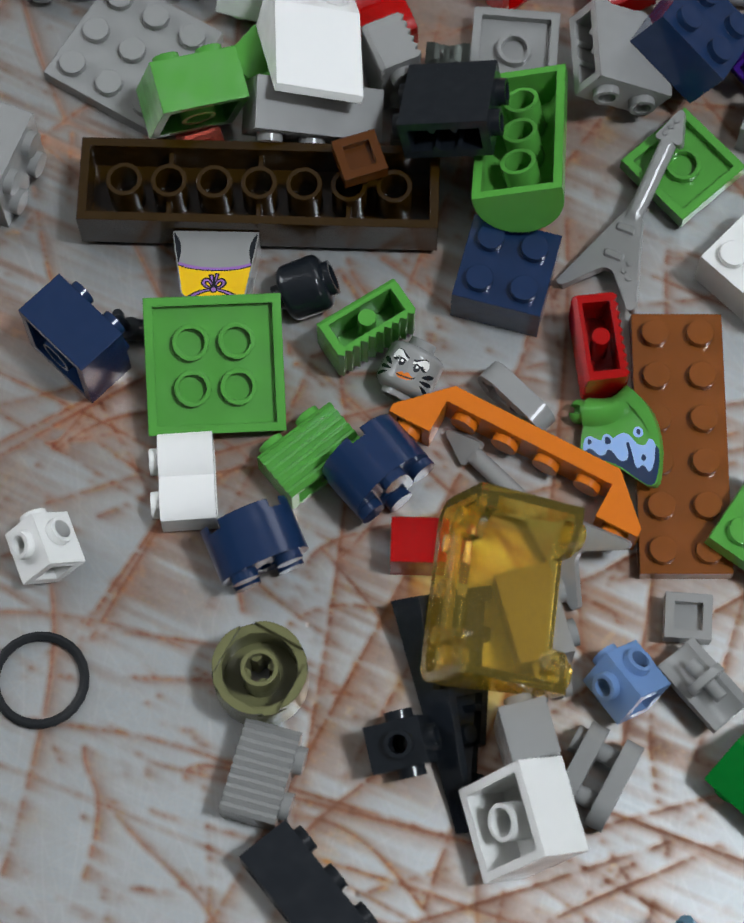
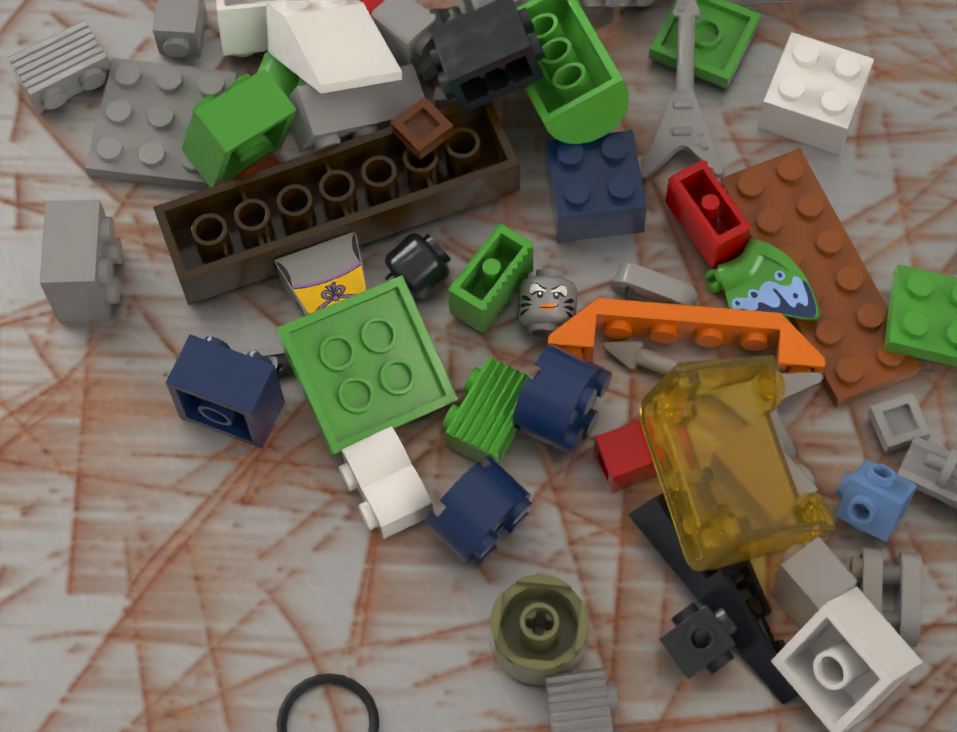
camera: 20 degrees left, 5 degrees down
(44, 546) = (280, 595): white brick -> none

